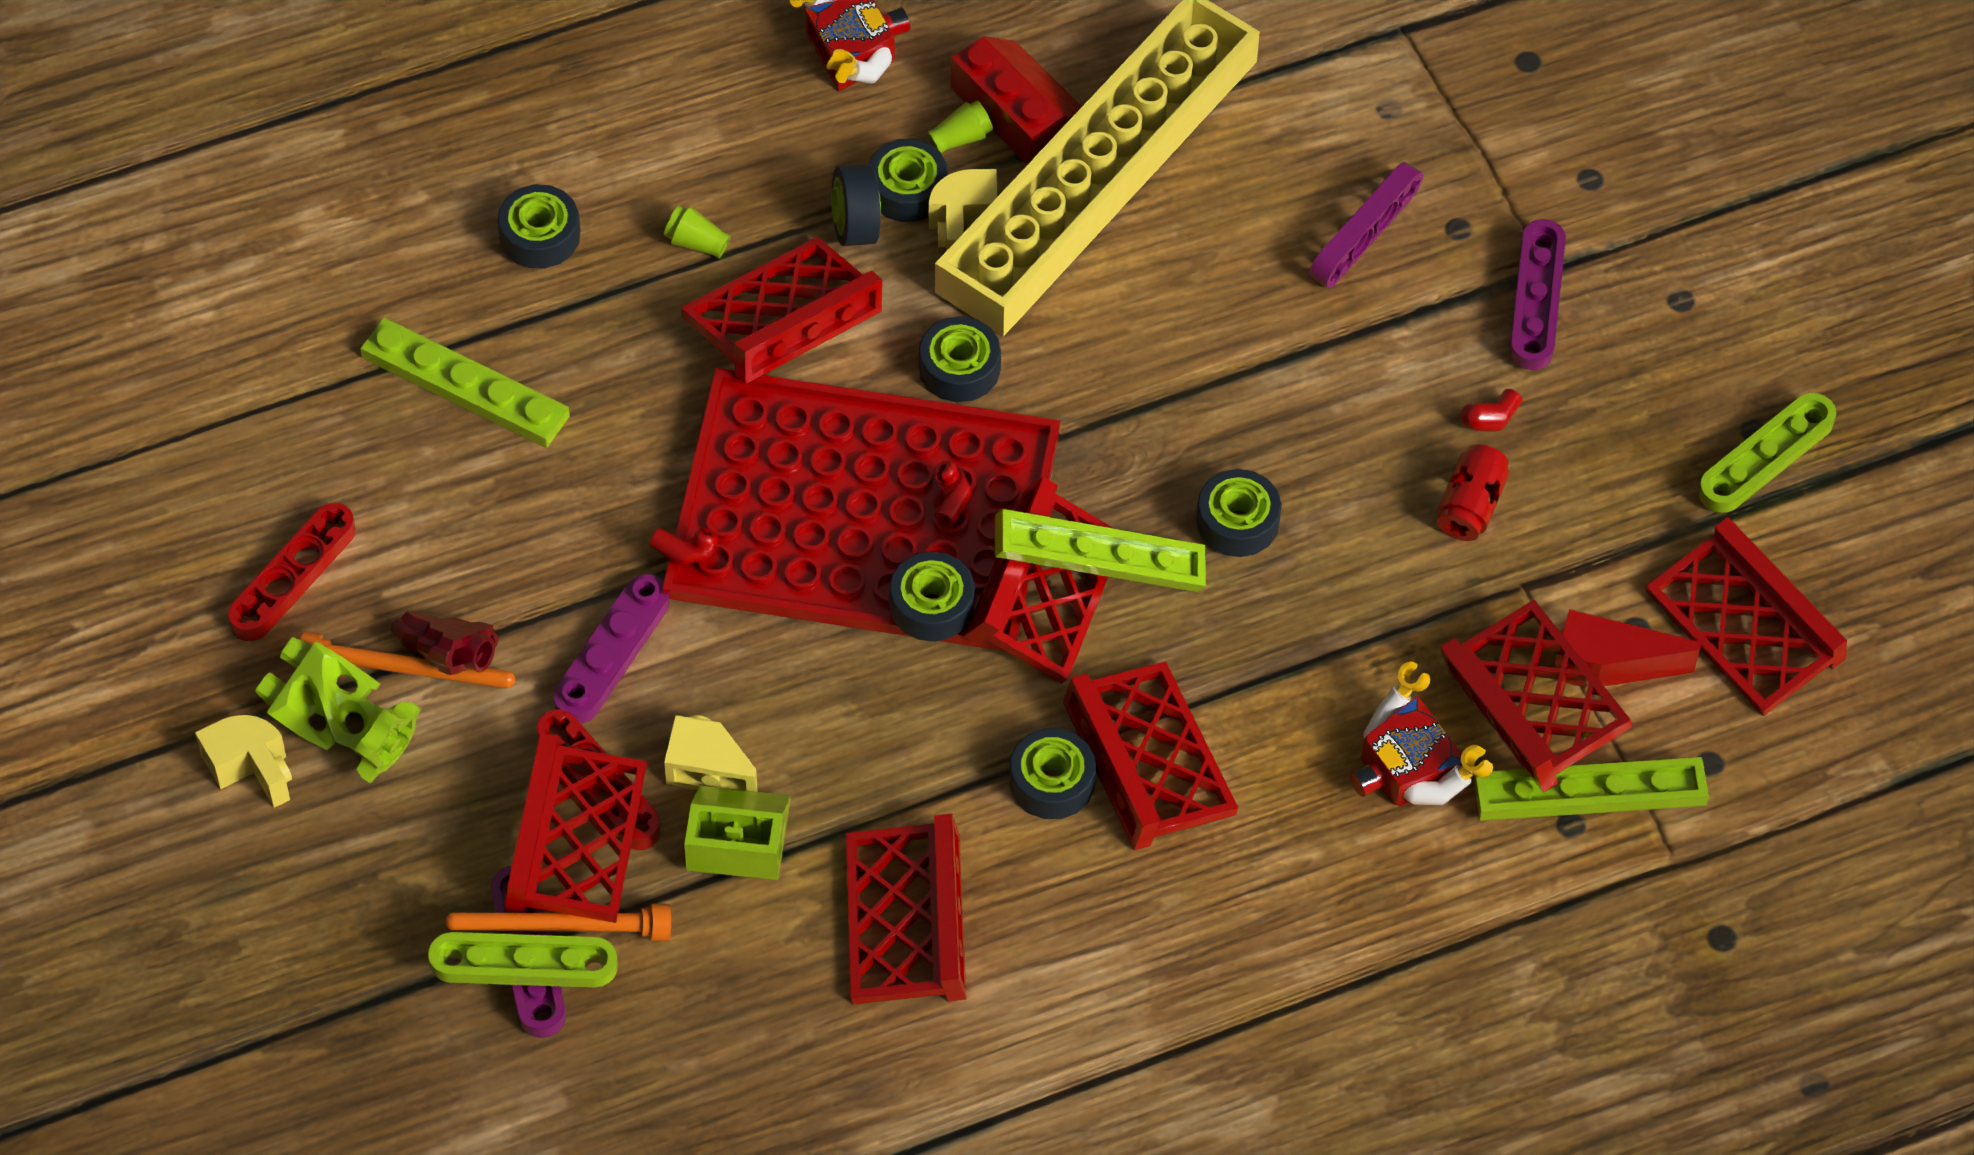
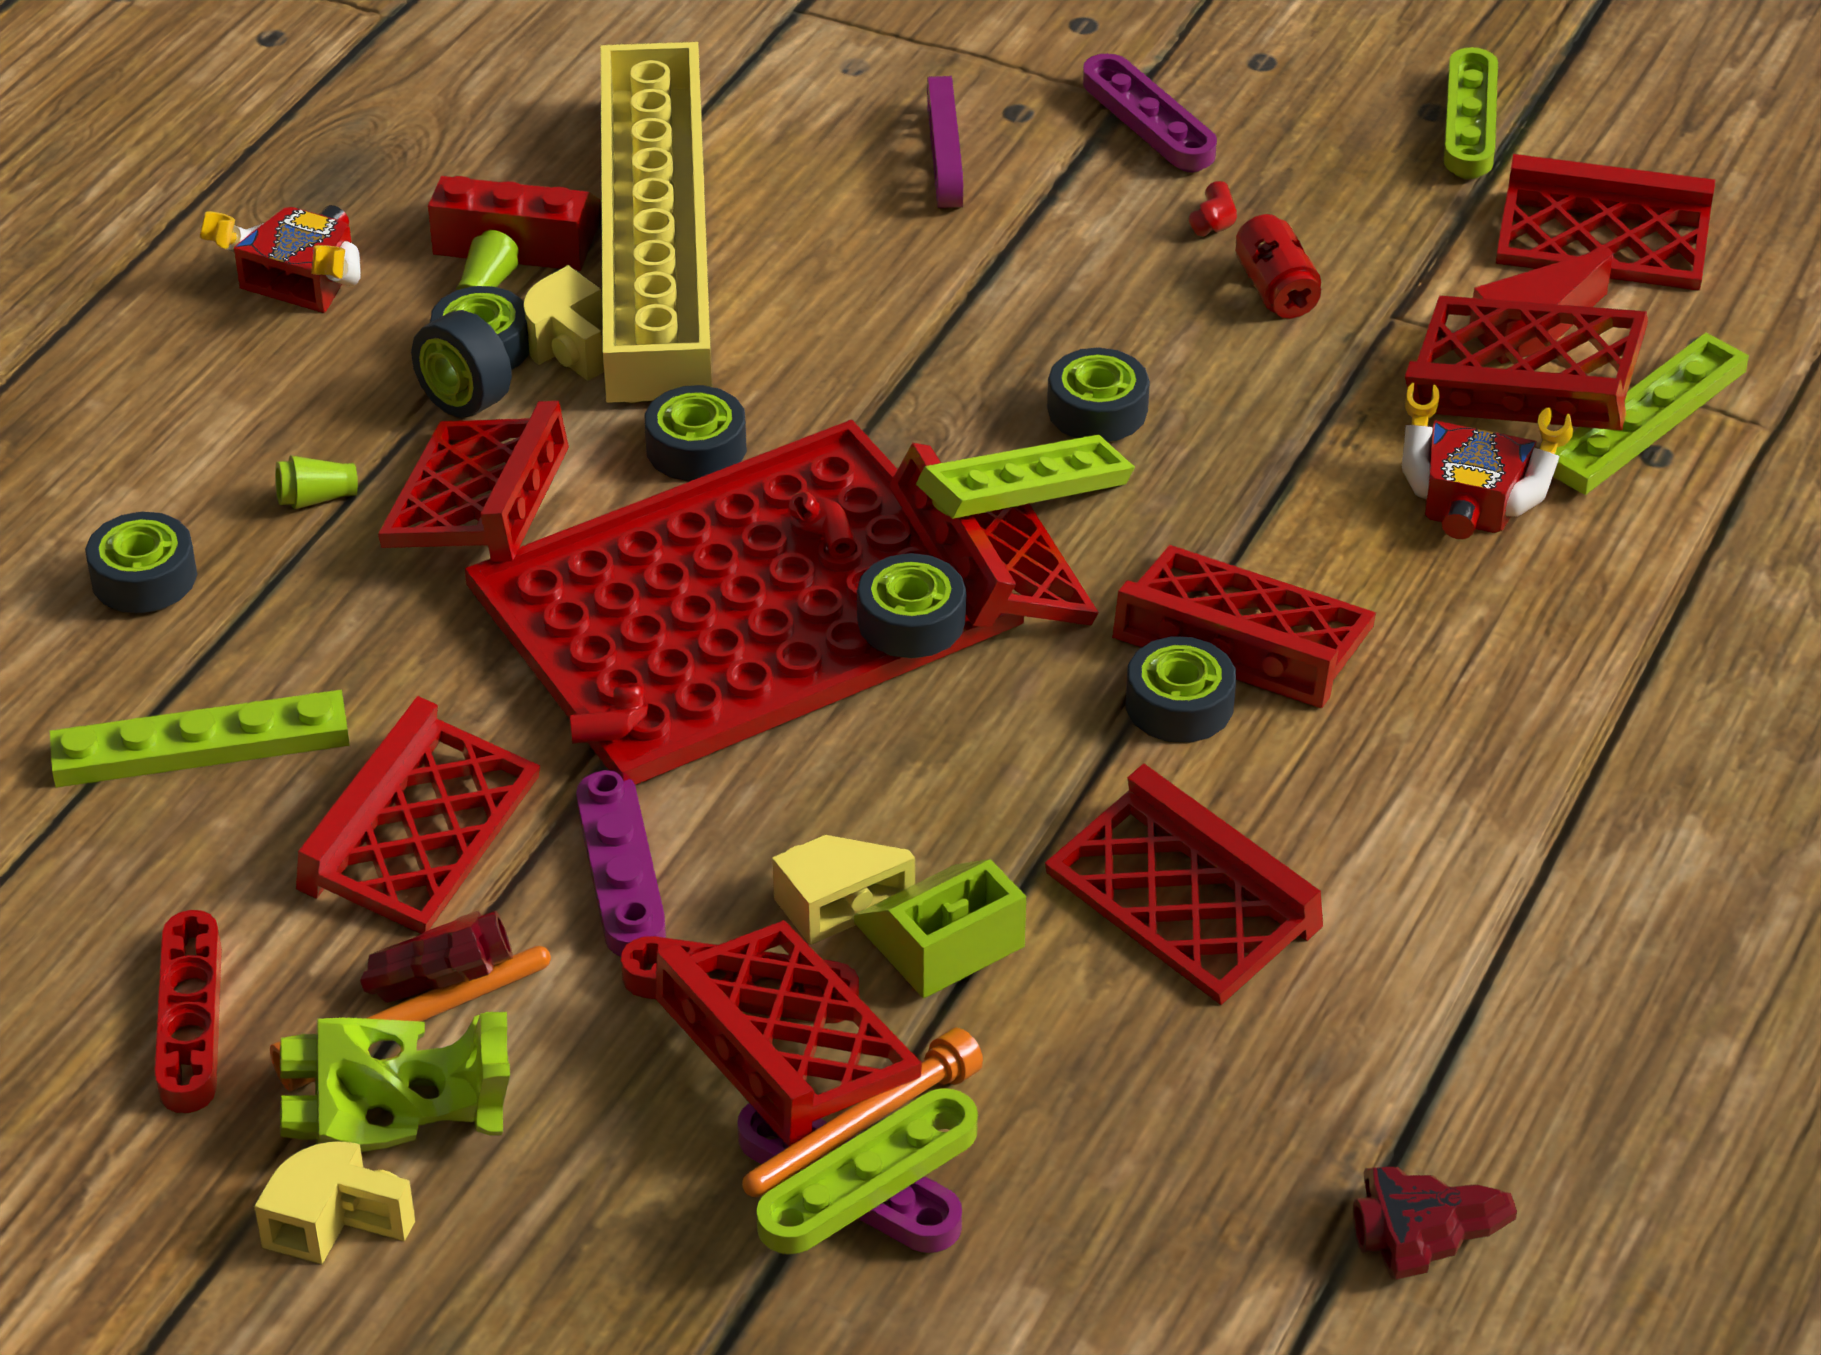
camera: 40 degrees left, 15 degrees down
(517, 497) = (369, 803): none -> red fence

